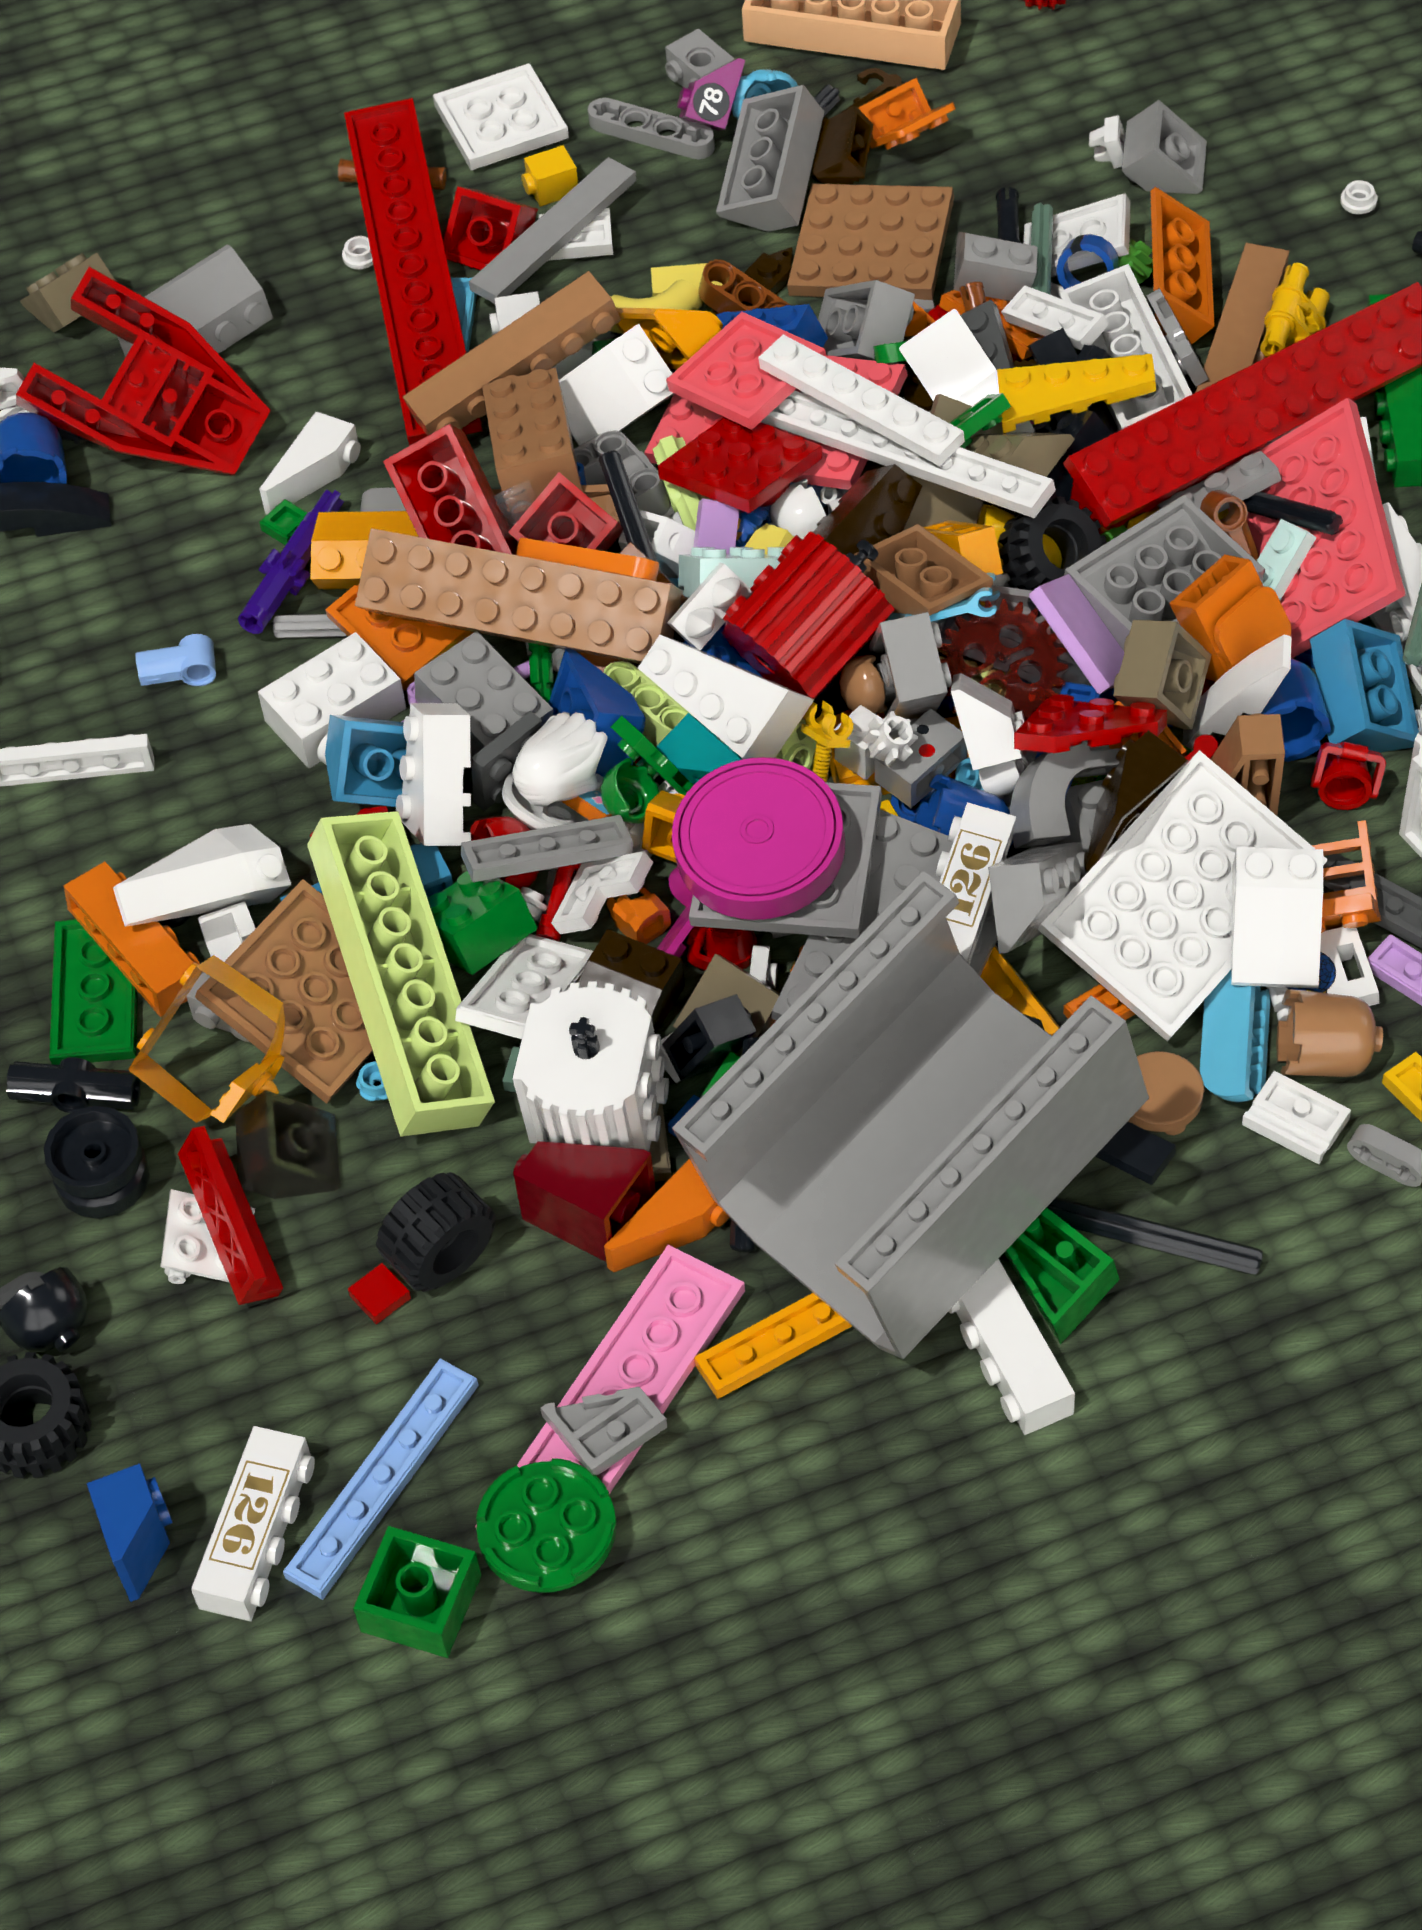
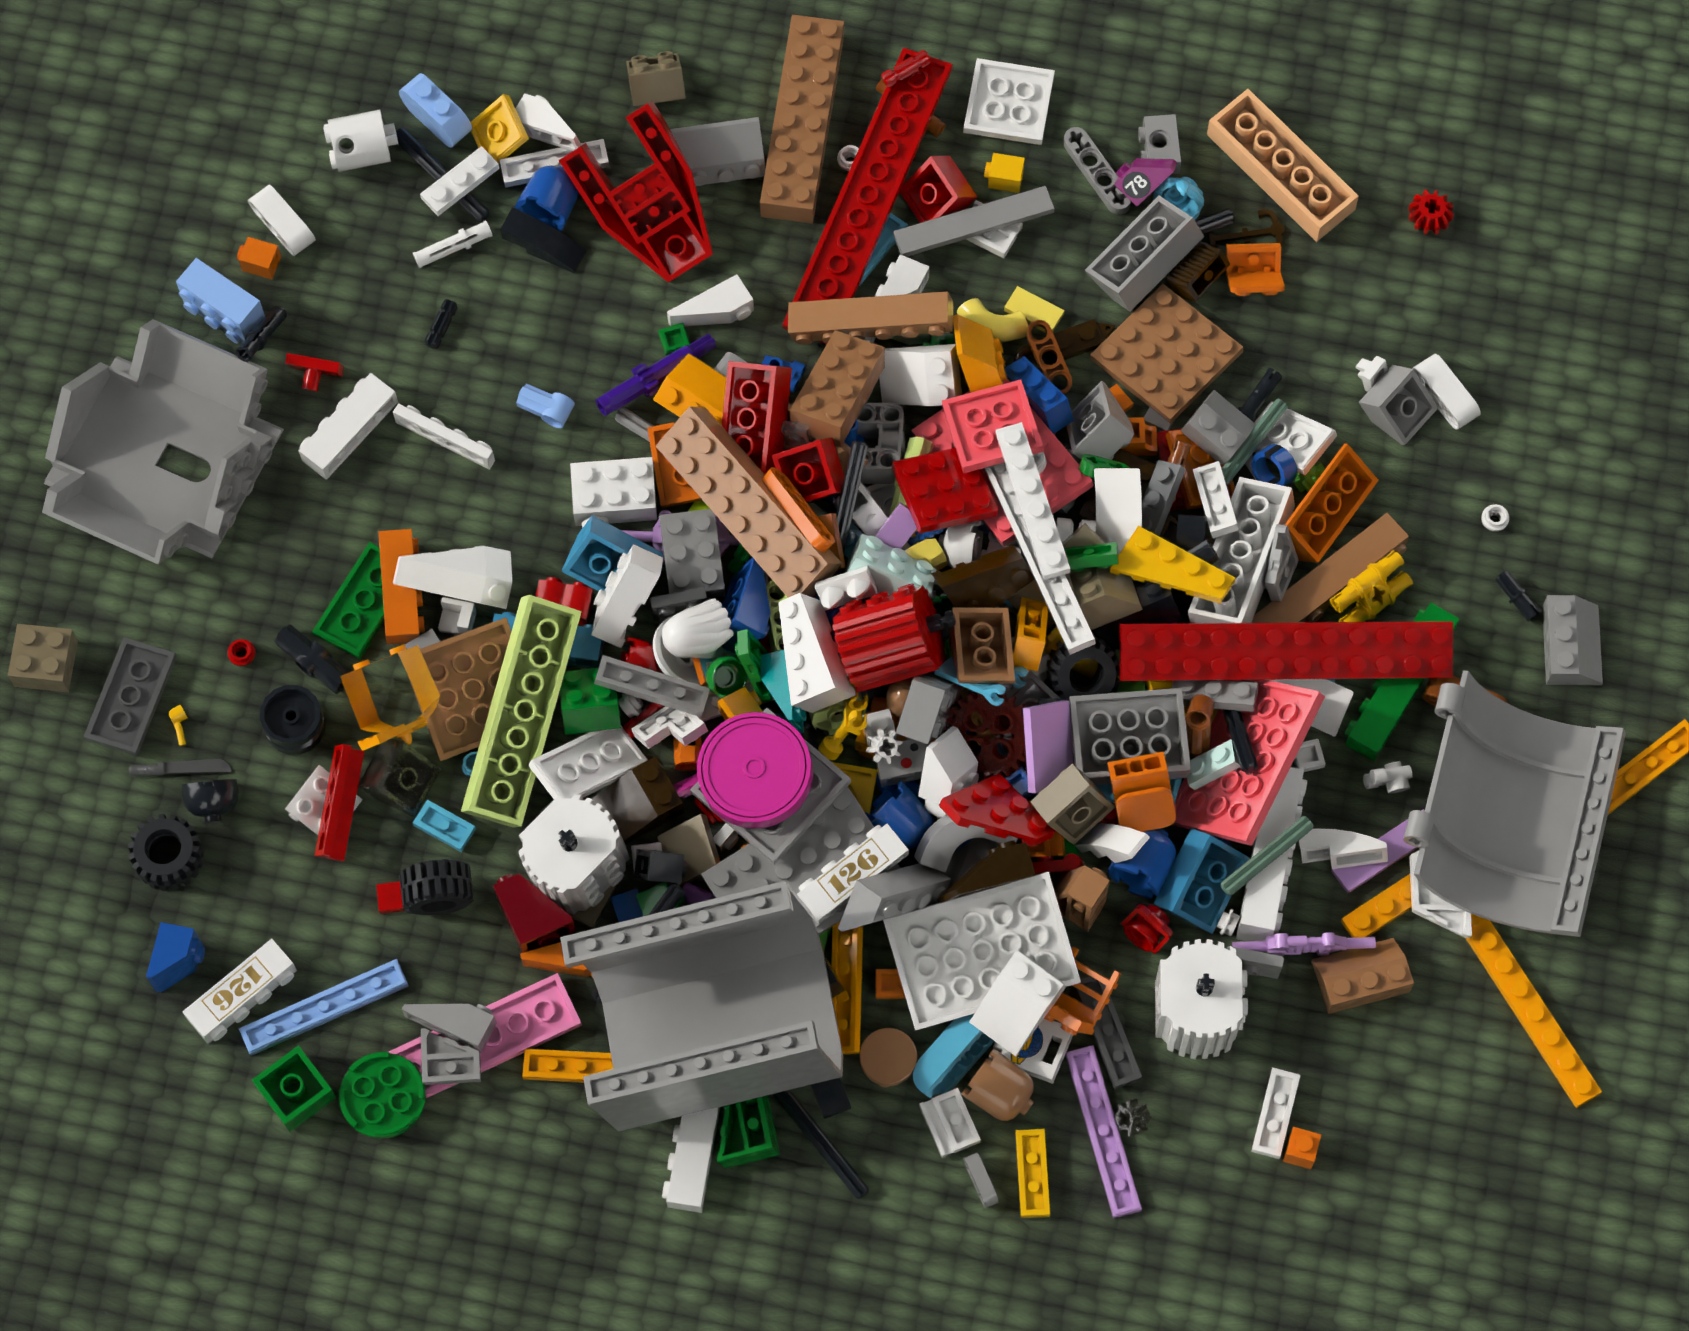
camera: 30 degrees right, 15 degrees up
(277, 243) = (802, 119): none -> medium nougat brick
(363, 124) = (906, 68): none -> red axle
(386, 1169) = (444, 826): none -> medium azure plate
(585, 1367) = (459, 1022): none -> light grey slope
(1216, 119) = (1447, 391): none -> white beam

